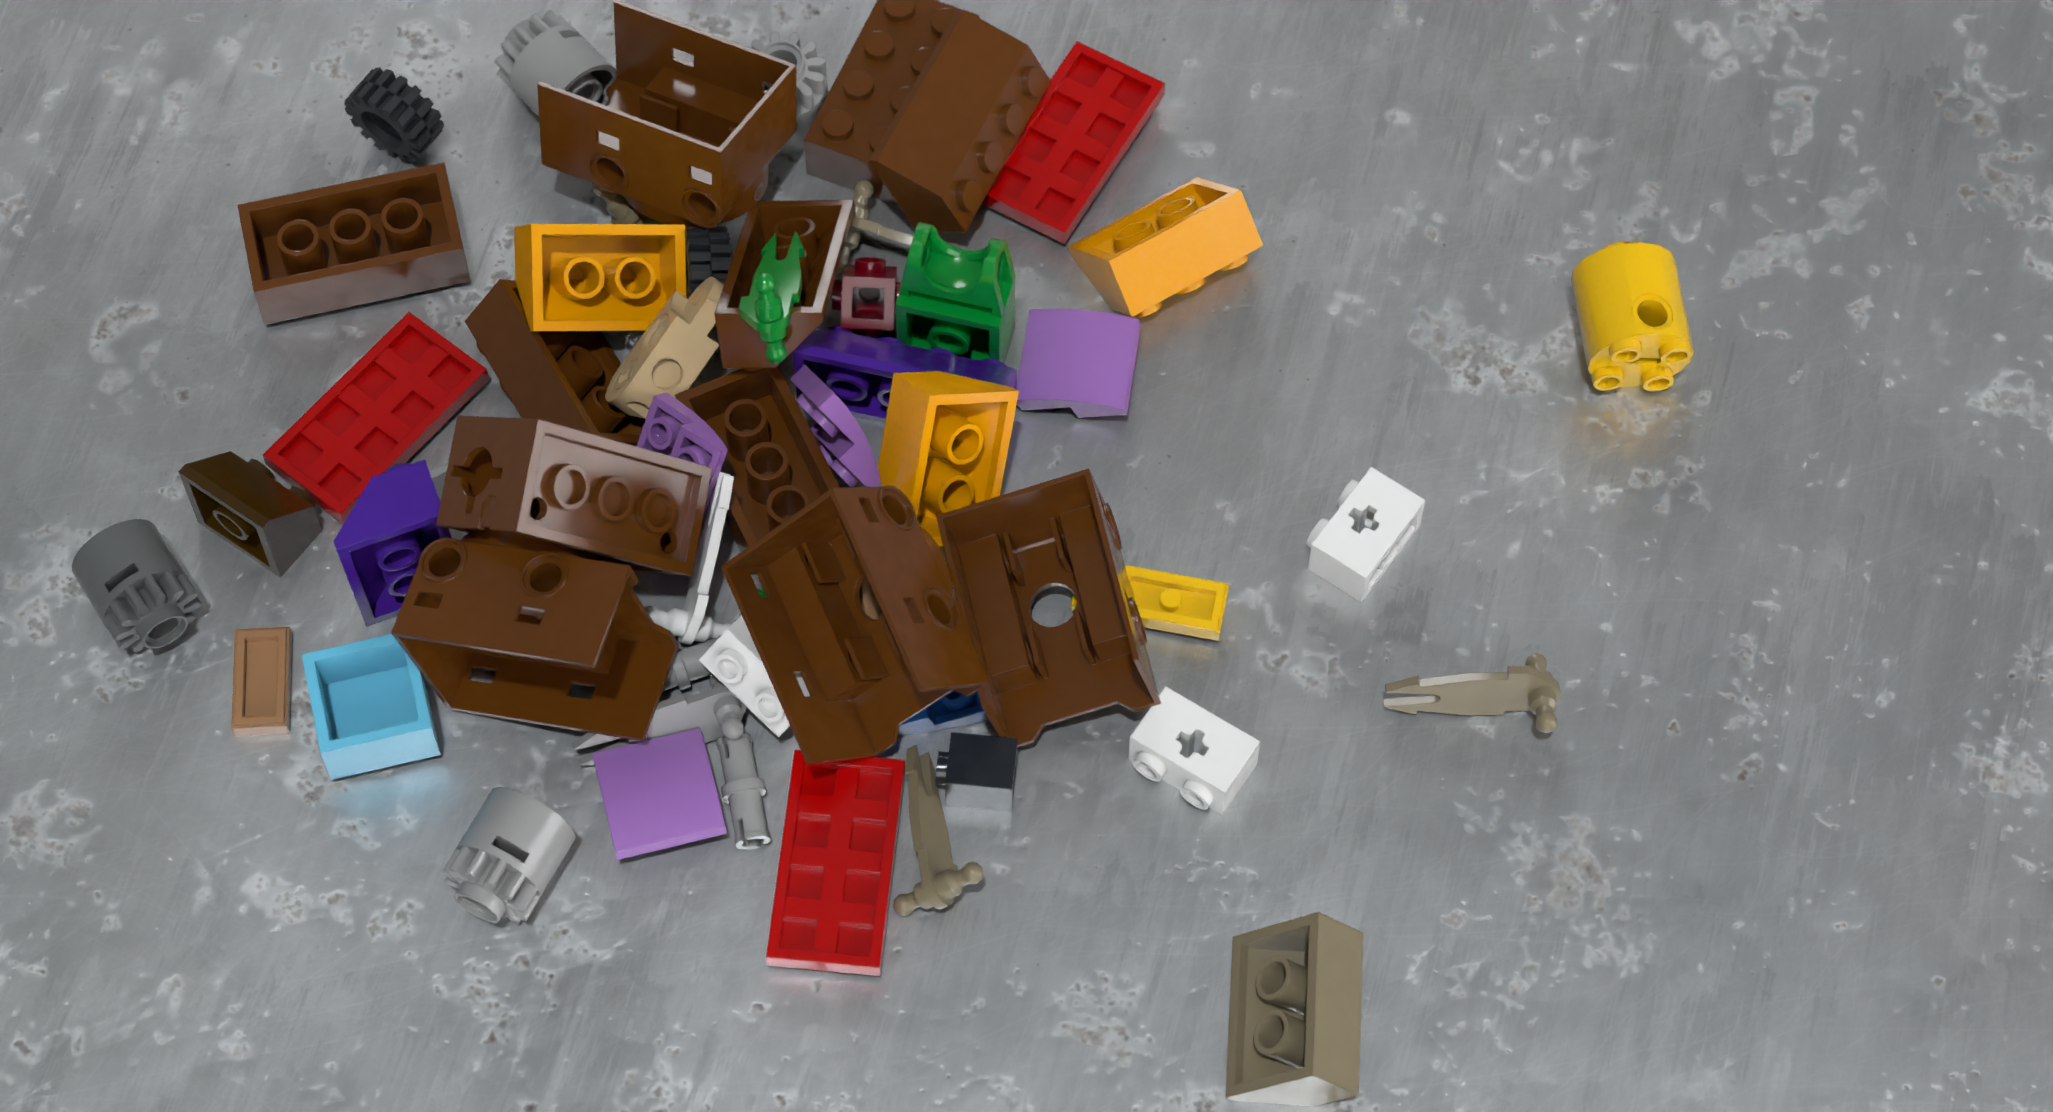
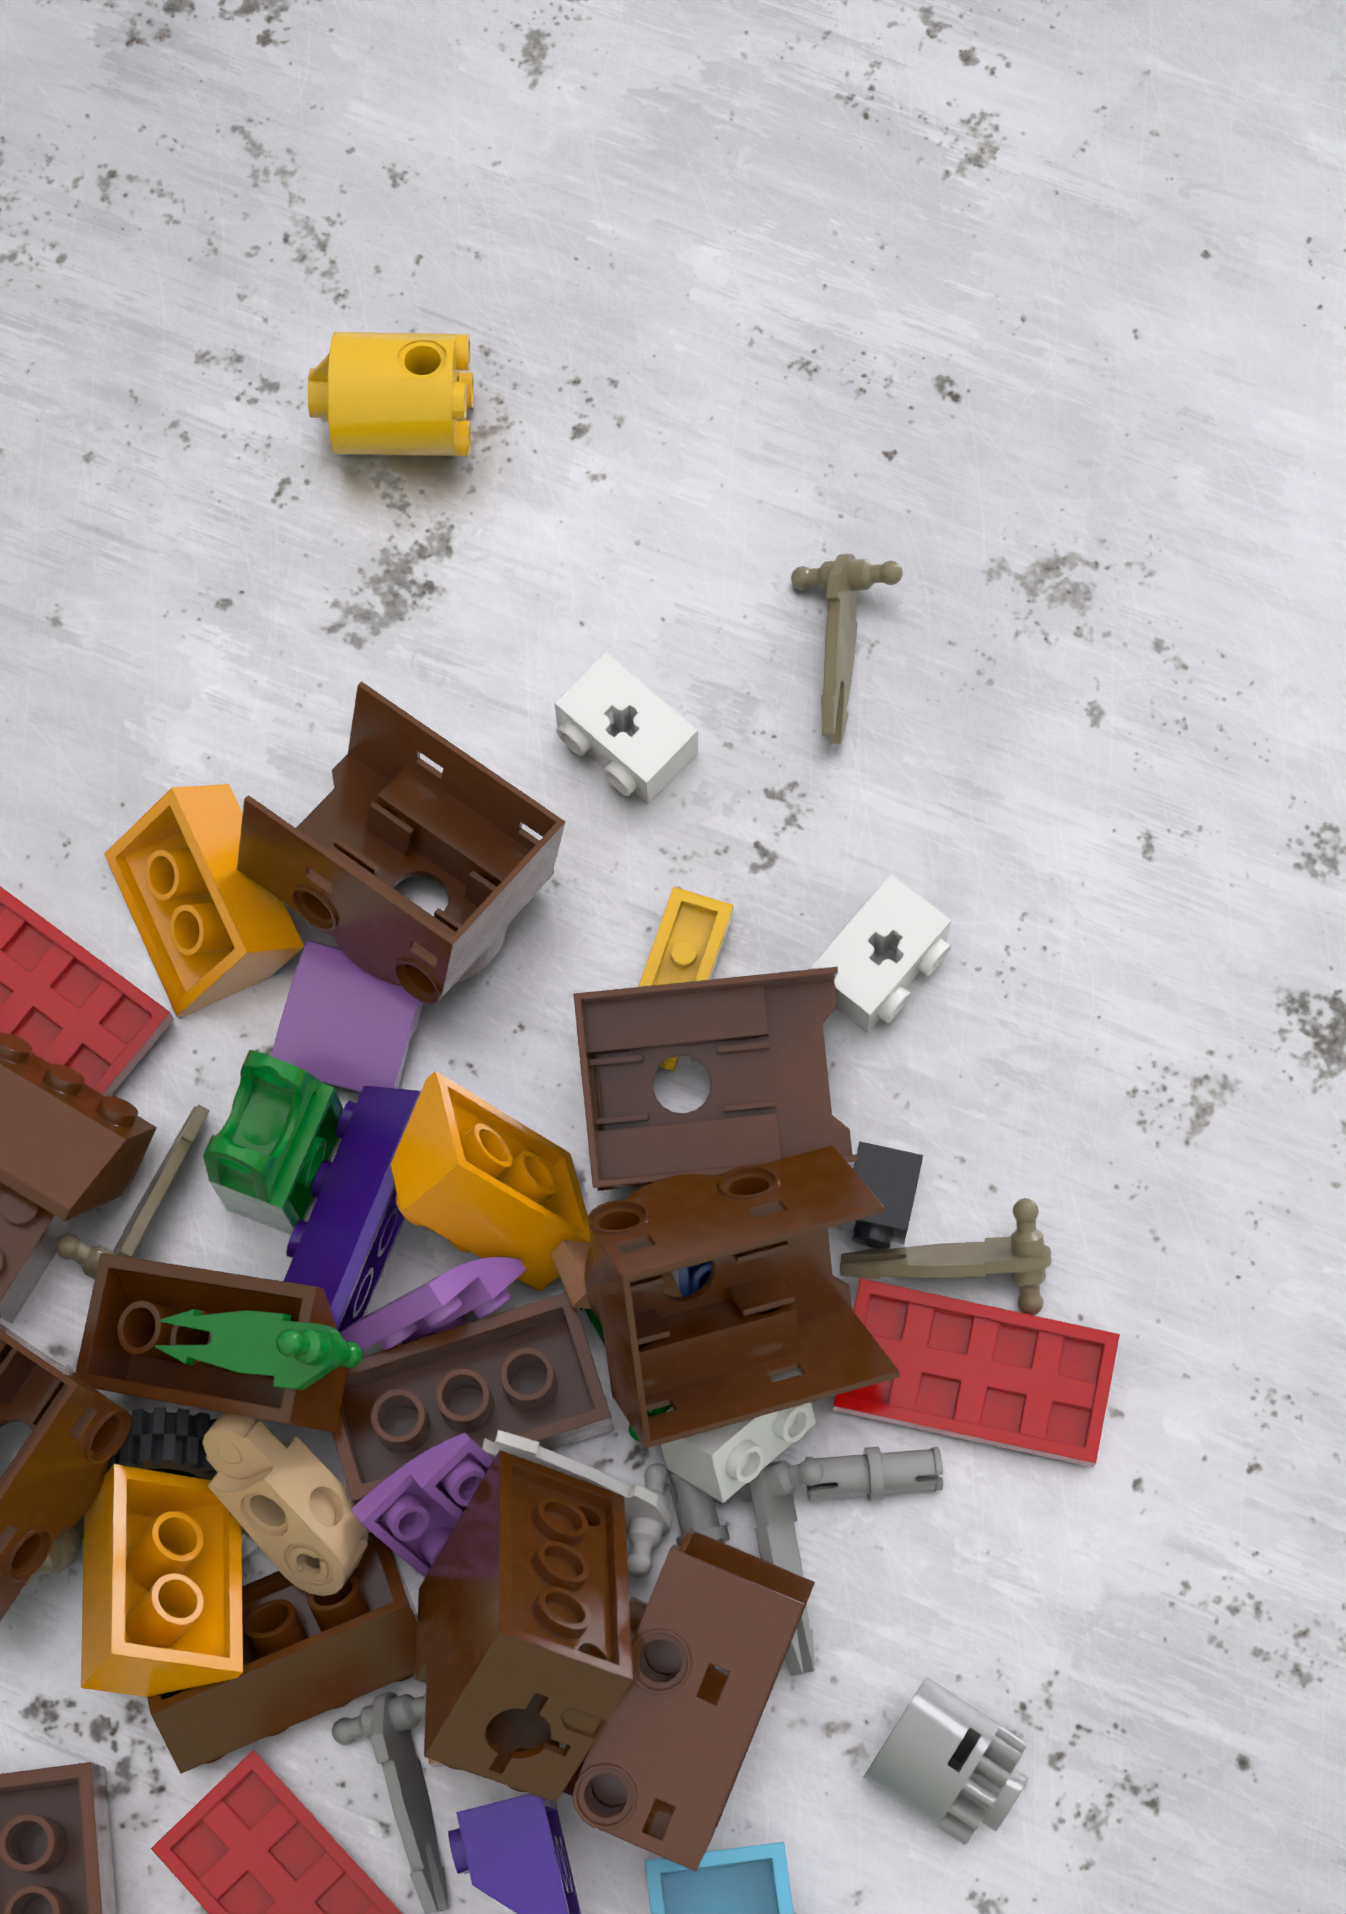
camera: 80 degrees left, 10 degrees up
(659, 793) = (871, 1573): medium lavender slope -> none
(862, 314) = (231, 1243): dark red brick -> none
(1225, 344) = (402, 821): none -> reddish brown piece
(1295, 1013) = (1208, 890): dark tan slope -> none

